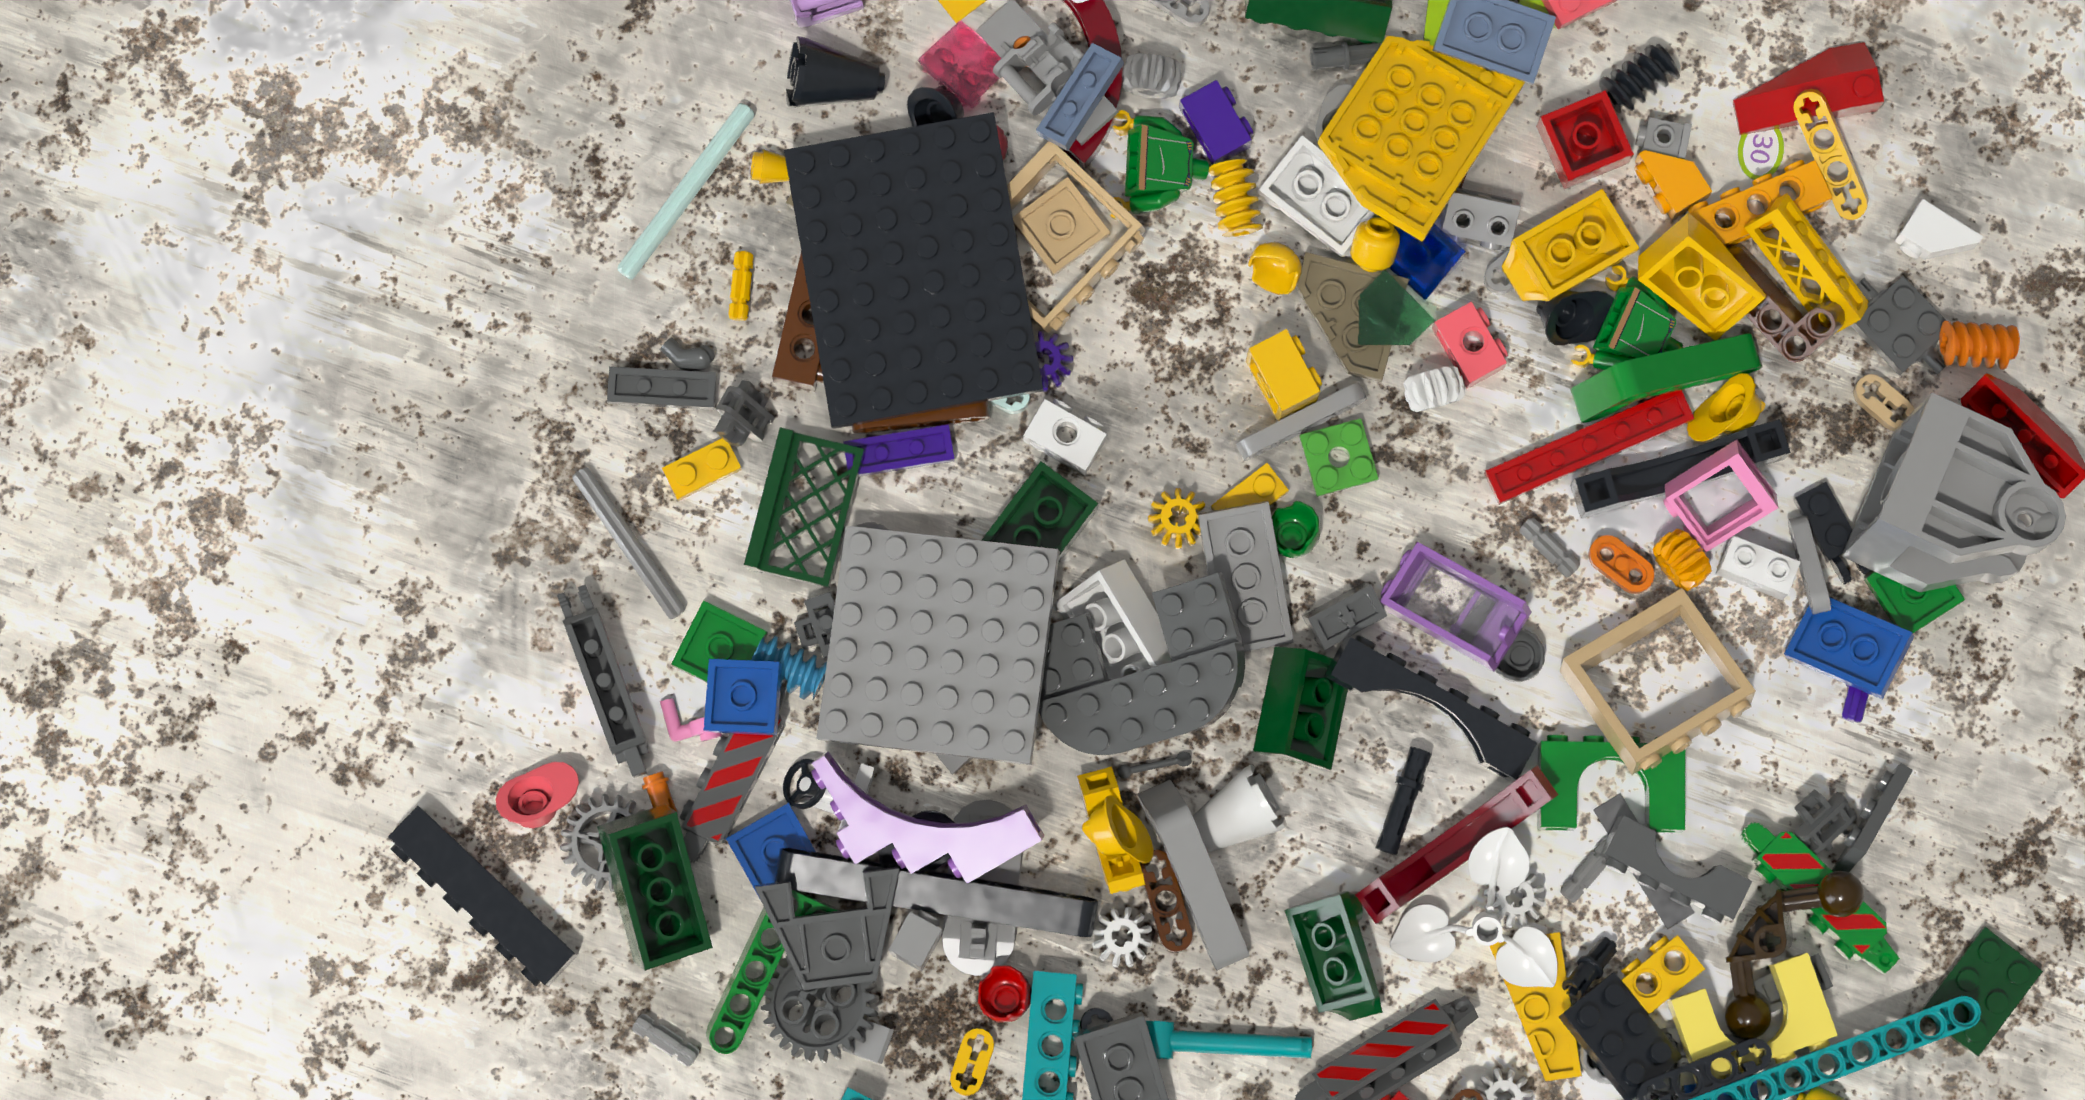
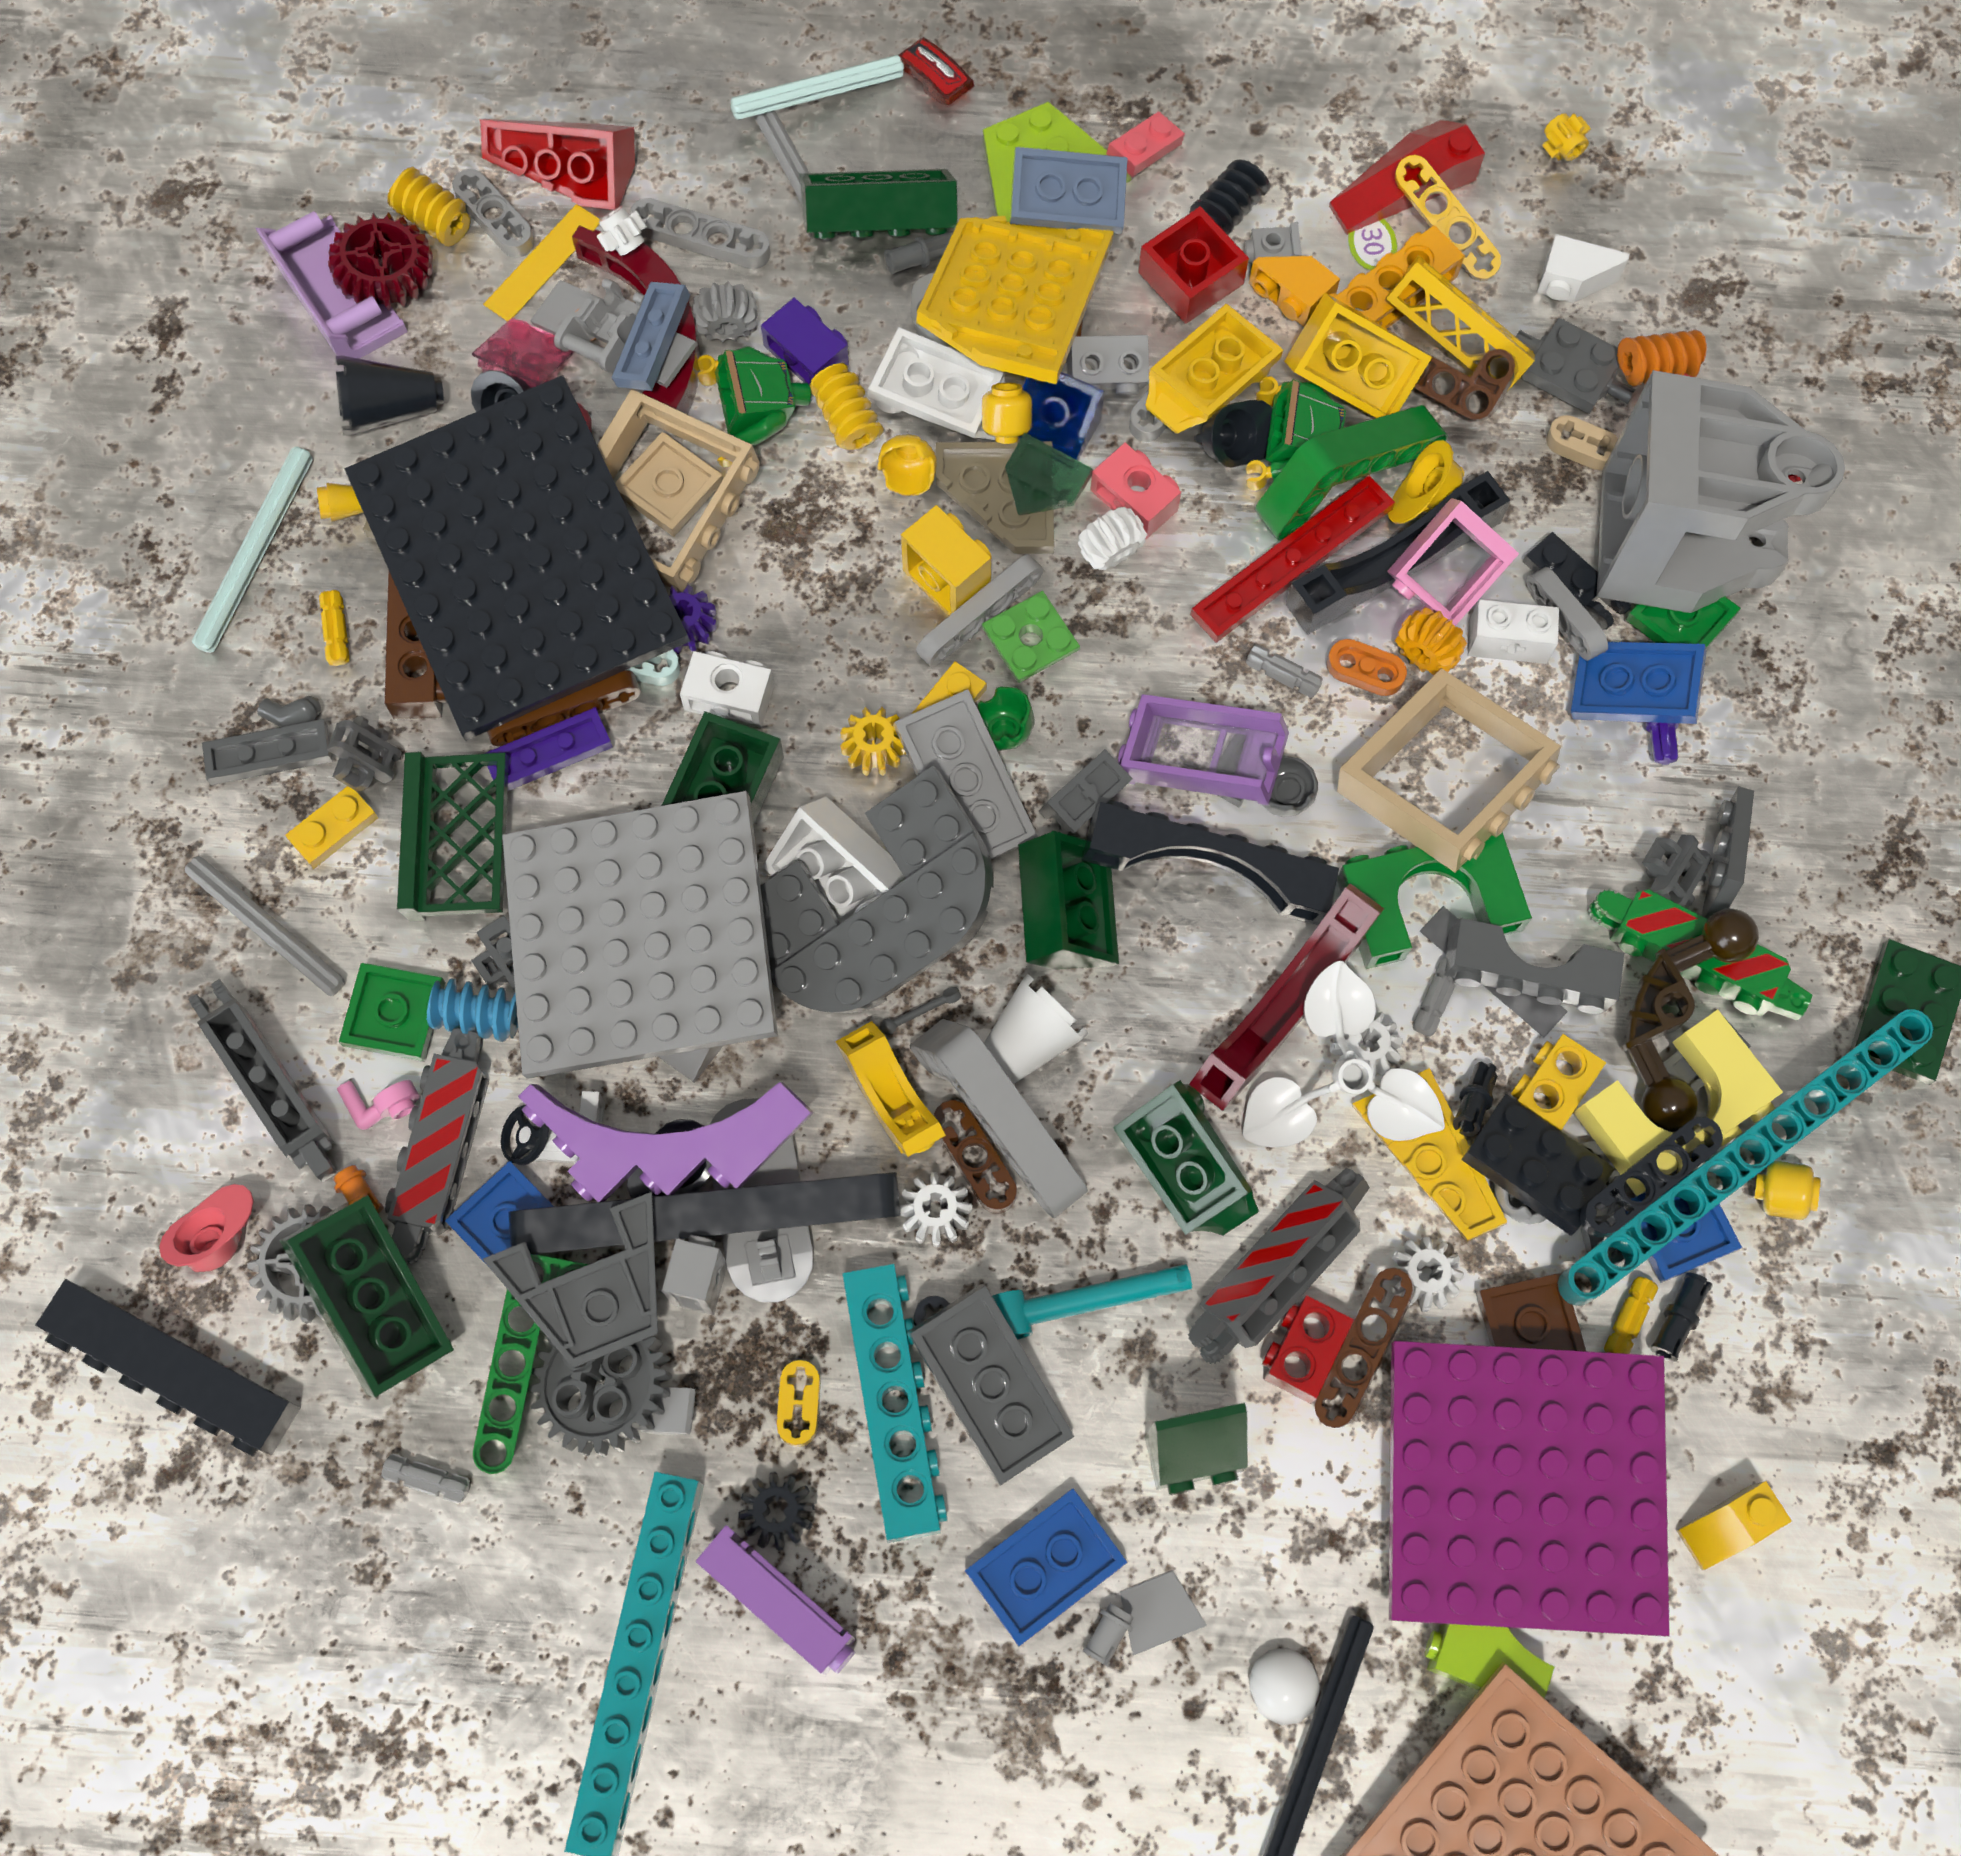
camera: 15 degrees left, 10 degrees down
(742, 697) = (425, 1050): blue plate -> none
(1004, 994) = (816, 1311): red hair -> none
(1119, 832) = (897, 1086): yellow piece -> none
(1405, 795) = (1209, 982): black pin -> none
(1970, 96) = (1566, 137): none -> yellow gear

